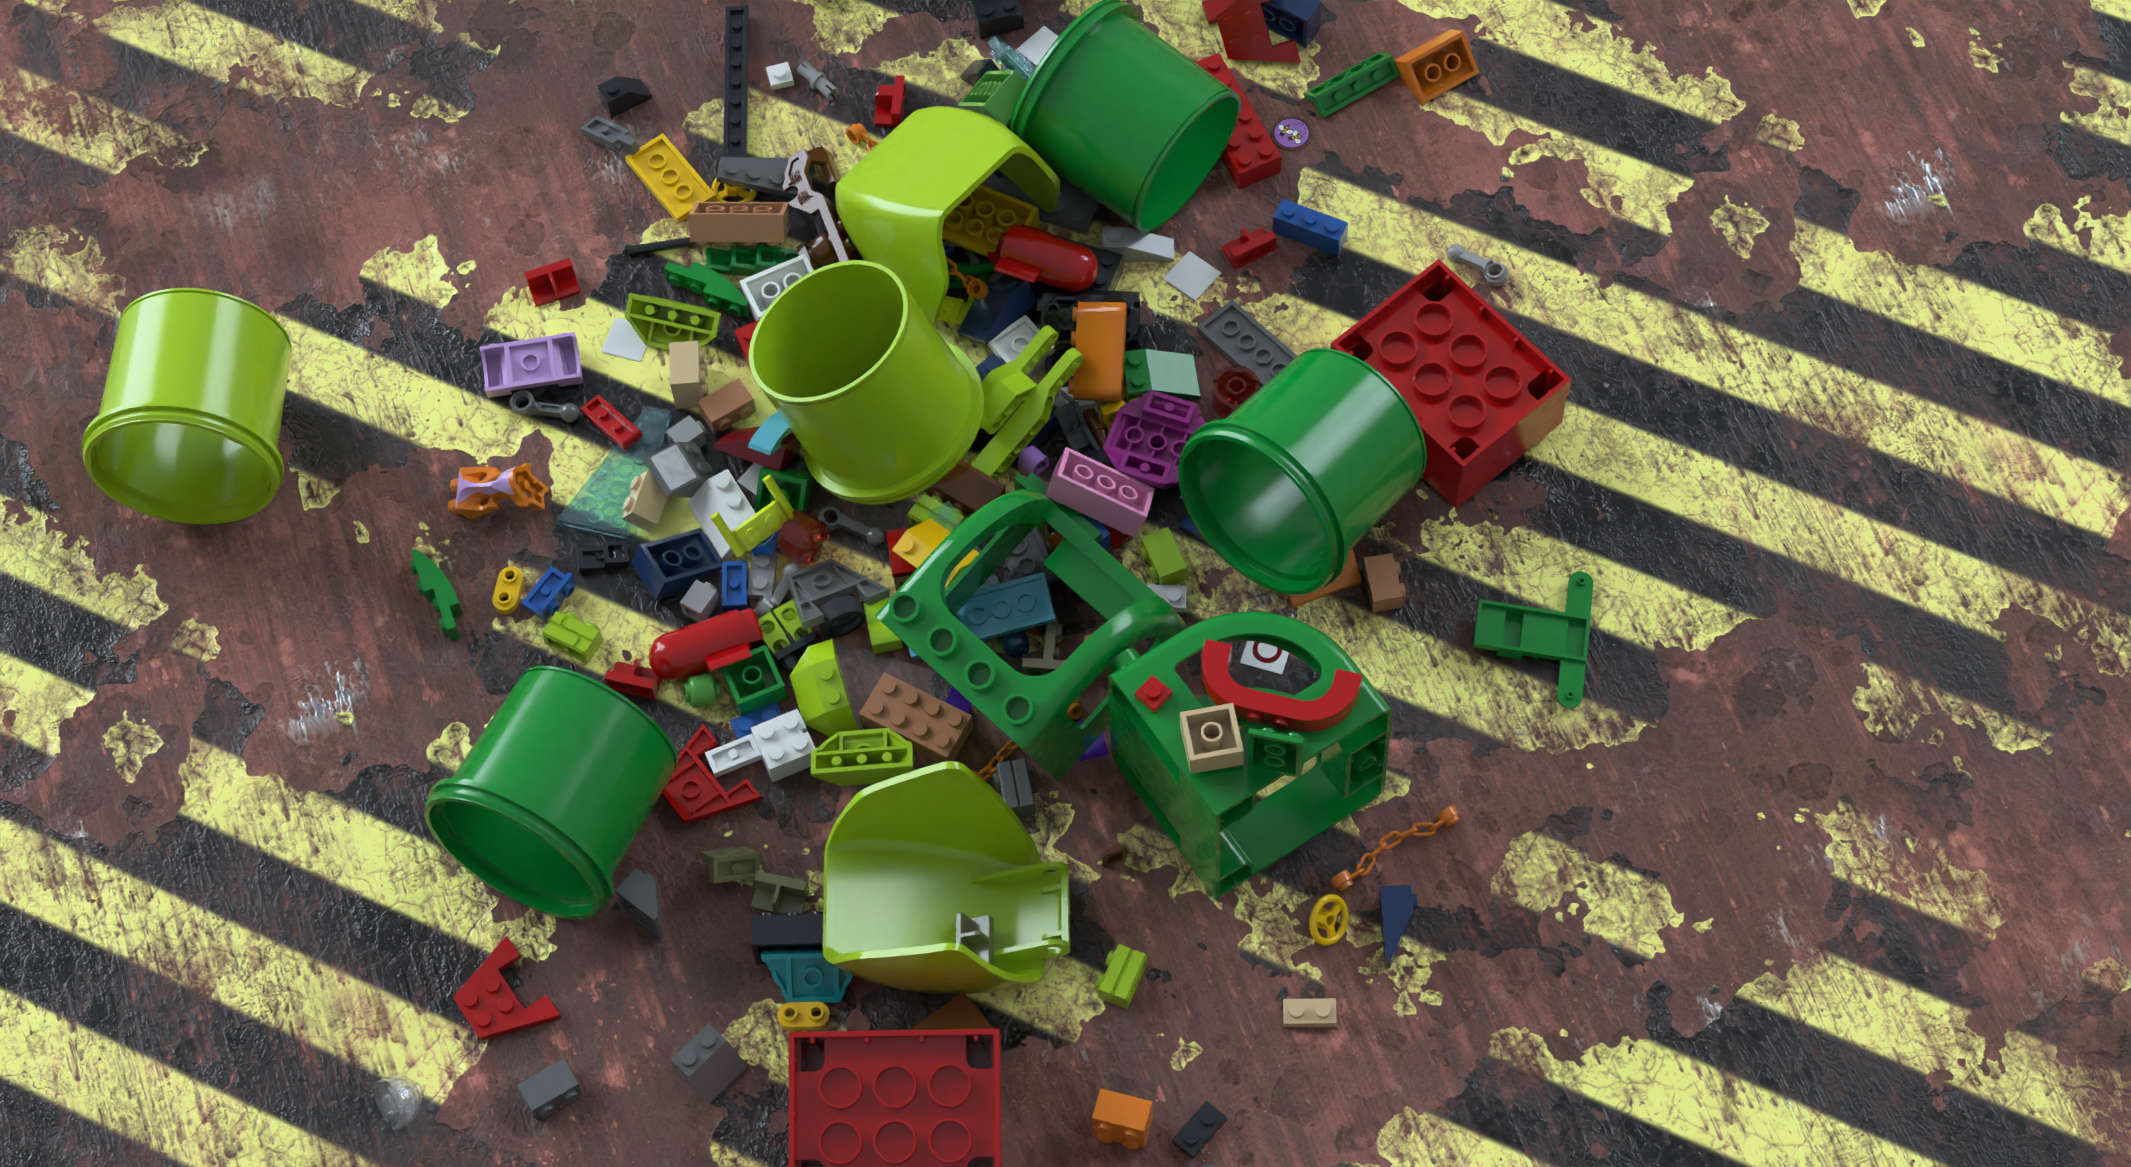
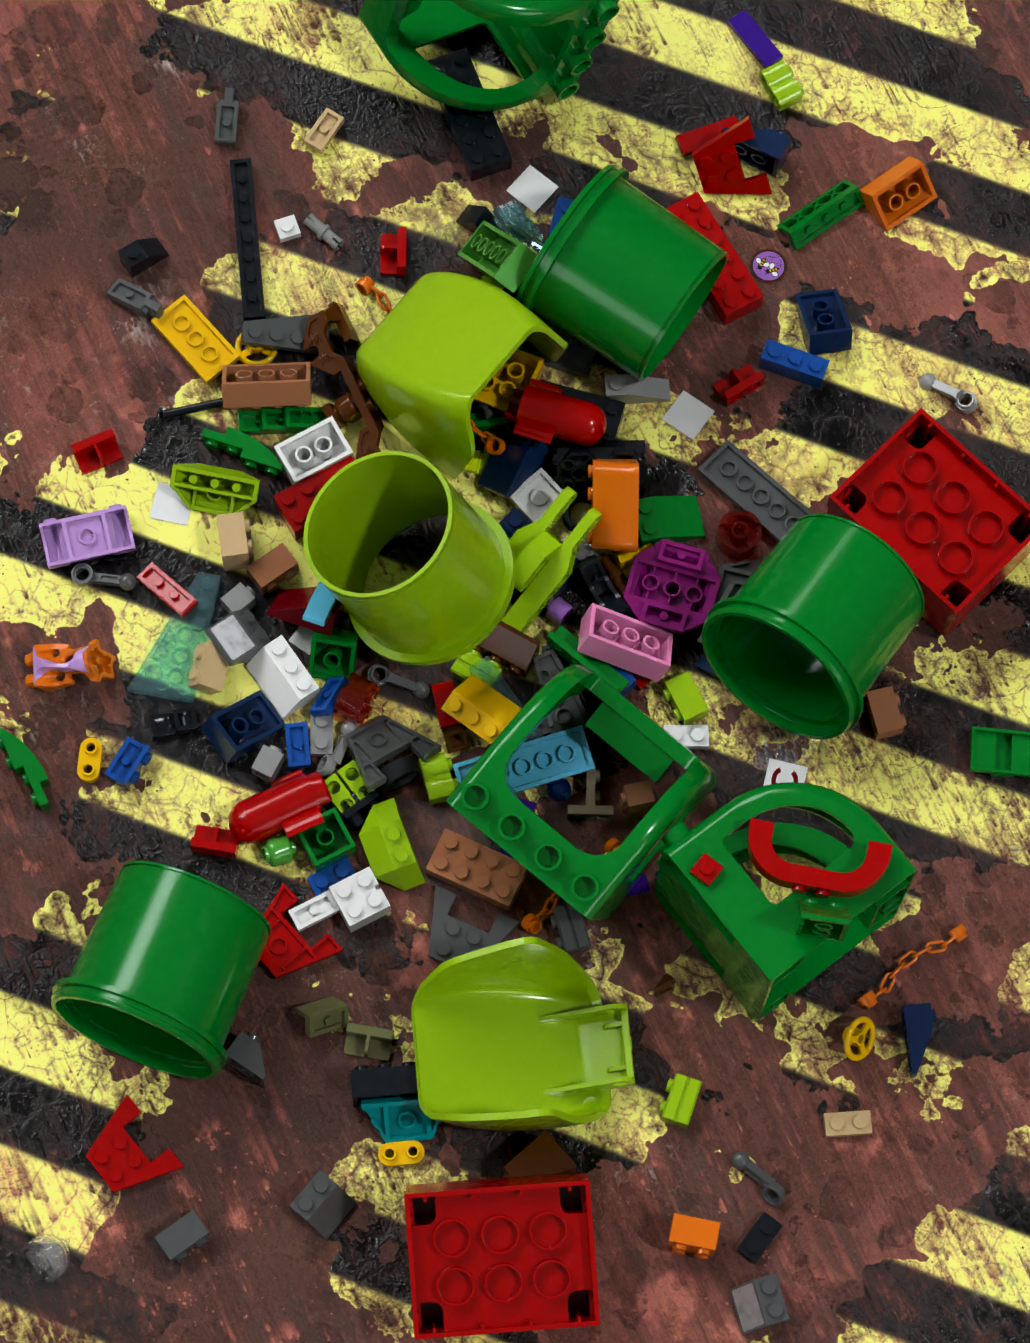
camera: 10 degrees left, 10 degrees up
(573, 636) = (155, 803): lime brick -> none
(758, 526) = (318, 689): neon yellow plate -> none
(862, 757) = (433, 909): lime wedge -> none
(976, 935) = (549, 1079): olive panel -> none
(1185, 1045) = (741, 1161): none -> dark grey piece
(1211, 738) = (763, 912): tan brick -> none
(1346, 188) = (823, 322): none -> dark blue slope

